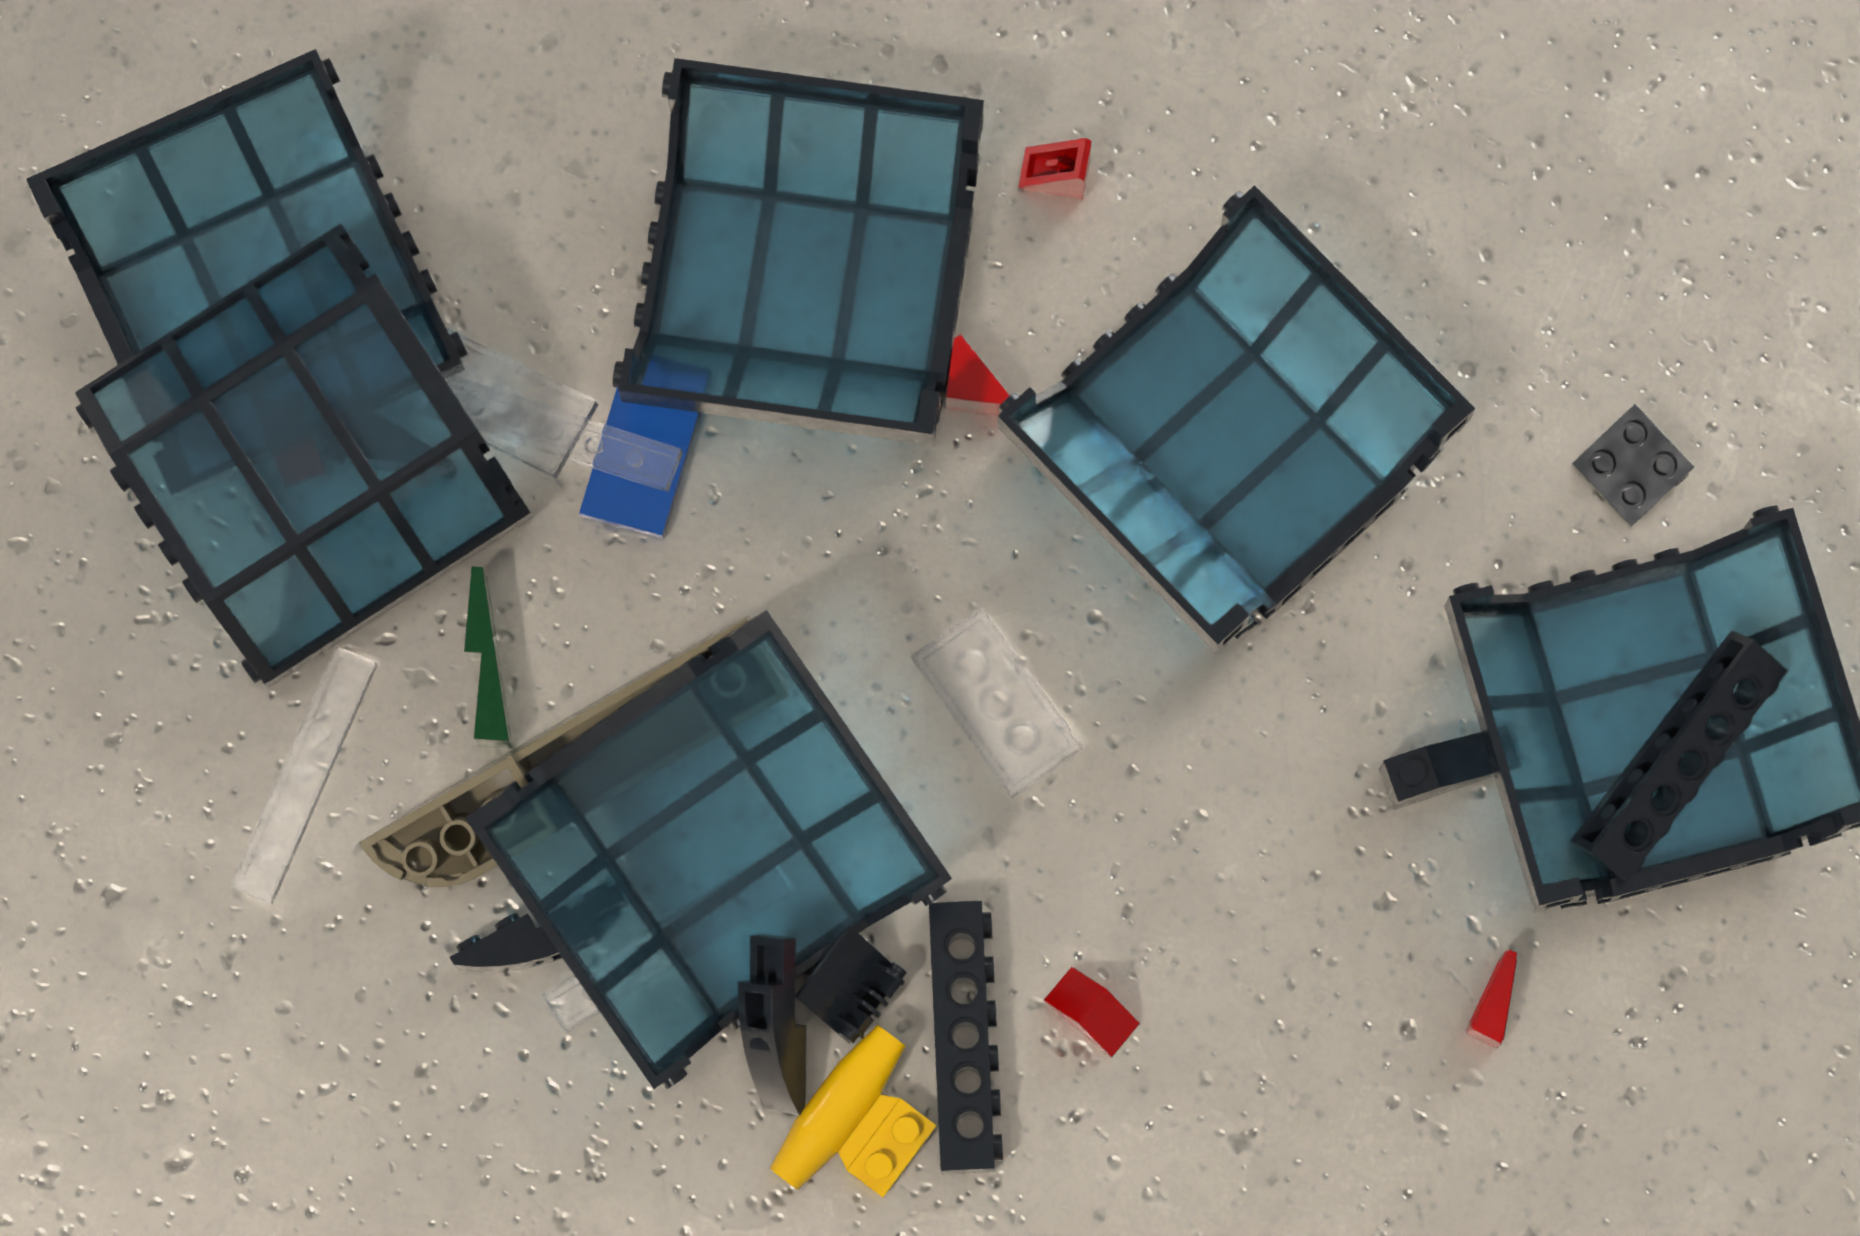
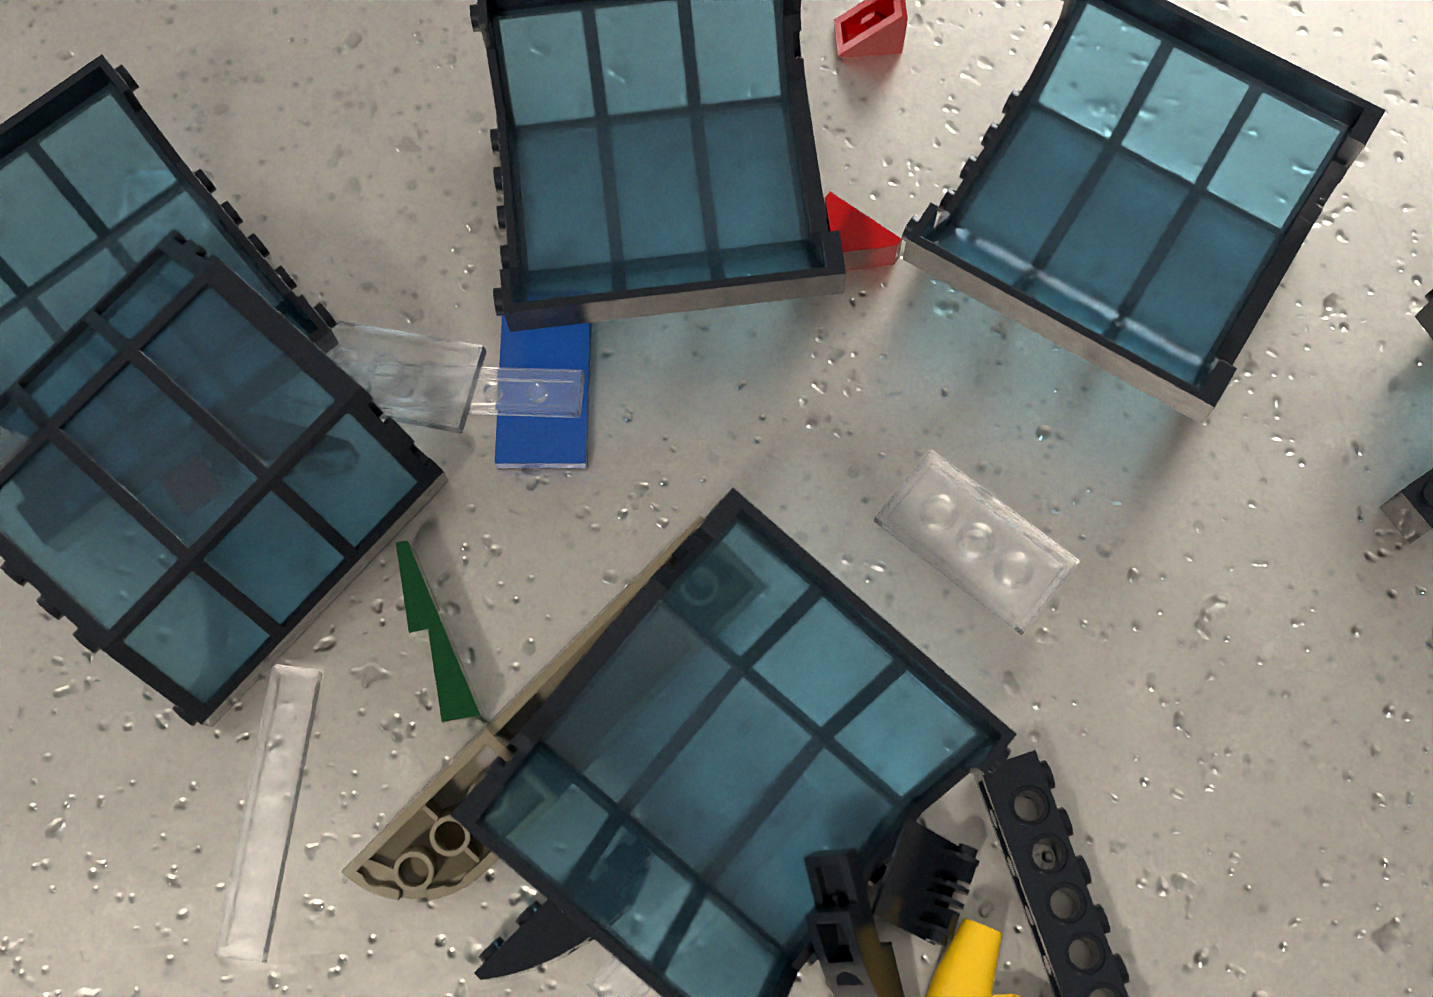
camera: 15 degrees left, 5 degrees down
(1092, 1011) = (1182, 836): red slope -> none

